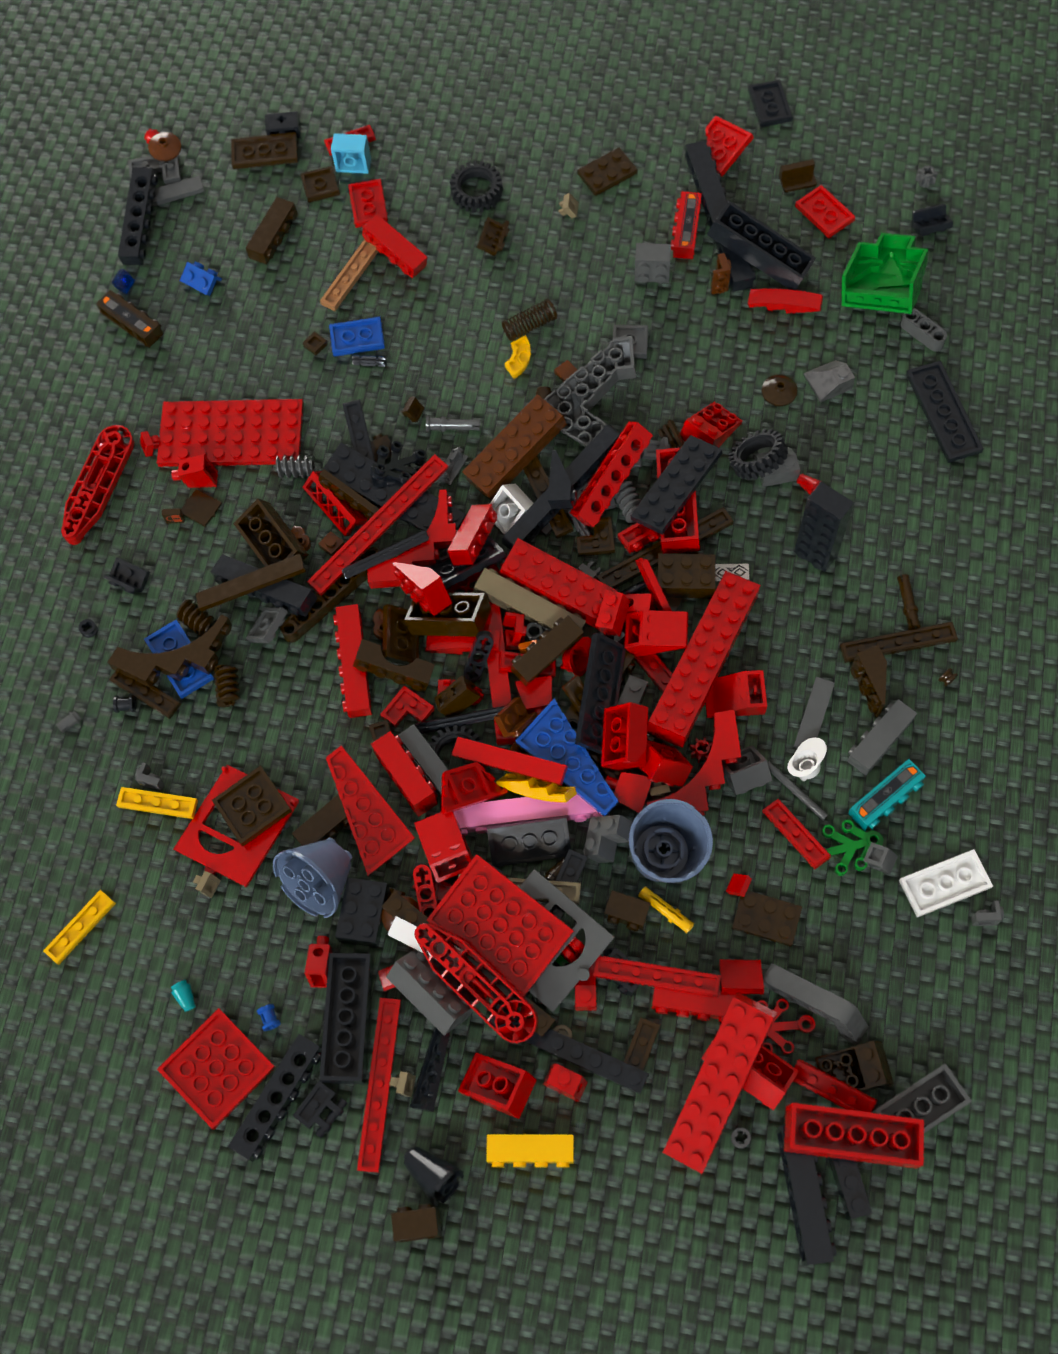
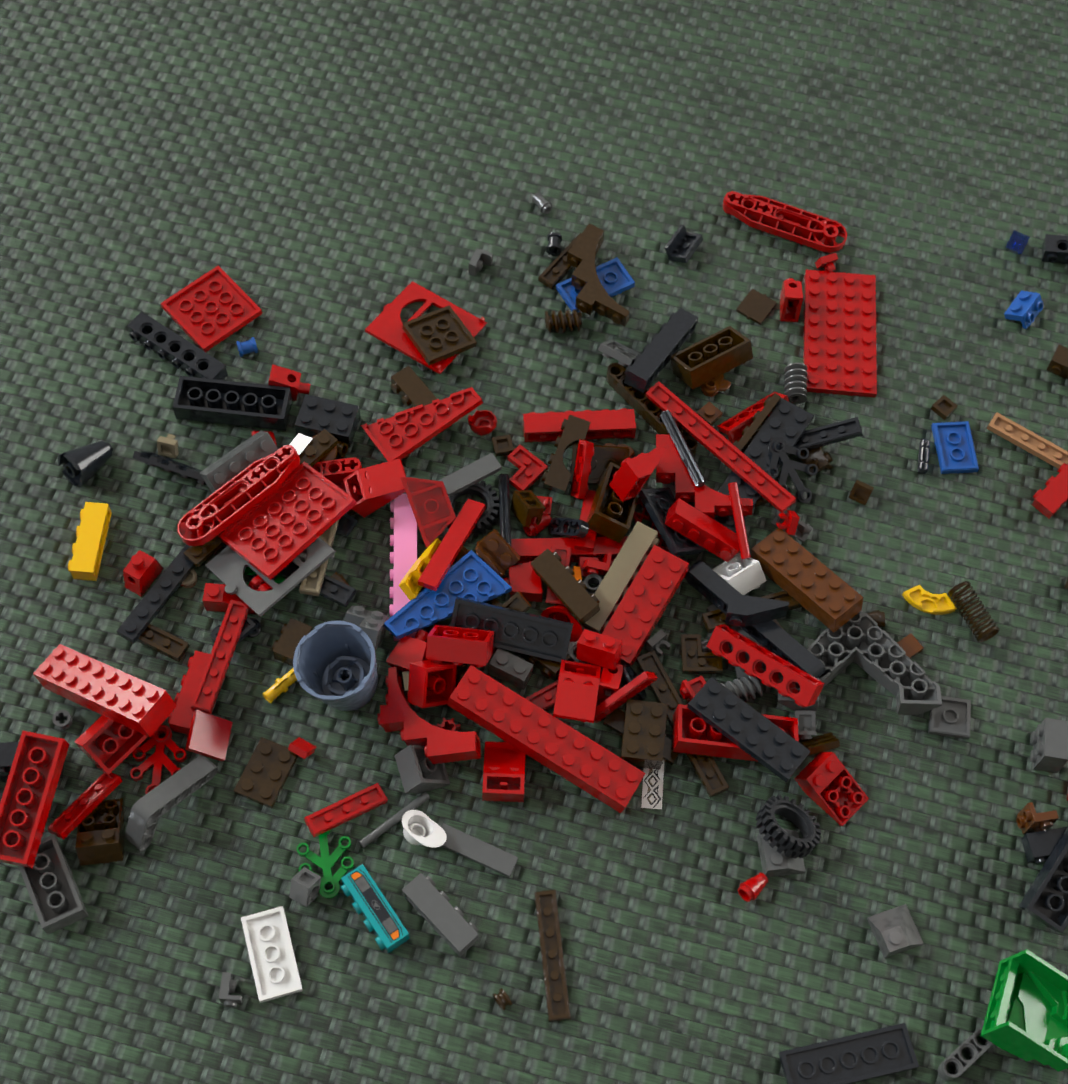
camera: 85 degrees right, 5 degrees down
(79, 927) = (353, 214): yellow tile -> none
(90, 632) = (633, 222): black bush -> none
(130, 318) = (972, 247): dark brown brick -> none
(157, 803) = (455, 268): yellow plate -> none
(173, 515) = (746, 281): dark brown tile -> none
(183, 994) = (278, 286): teal cone -> none
(194, 618) = (635, 296): dark brown piece -> none
(206, 884) = (373, 303): dark tan tile -> none
(250, 582) = (661, 335): dark brown tile -> none
(314, 875) = (366, 381): sand blue cone -> none
(315, 1105) = (163, 378): black plate -> none
(358, 751) = (482, 422): none -> red hair
(378, 1085) = (163, 426): red plate -> none
(405, 773) = (453, 454): red brick -> none
(411, 647) = (582, 469): none -> red plate
(416, 1224) = (45, 444): dark brown brick -> none
(451, 424) = (843, 520): dark grey pin -> none
(457, 461) = (790, 523): none -> red tile
(462, 501) = (739, 520): none -> red piece
(497, 1085) = (151, 519): red slope -> none
(529, 841) = (373, 561): black plate -> none
(779, 396) = (878, 881): dark brown dish -> none
(790, 300) = (1005, 894): red slope -> none
(823, 526) = (675, 863): black brick -> none
(870, 671) = (505, 911): dark brown slope -> none
(910, 609) = (598, 972): dark brown pin -> none

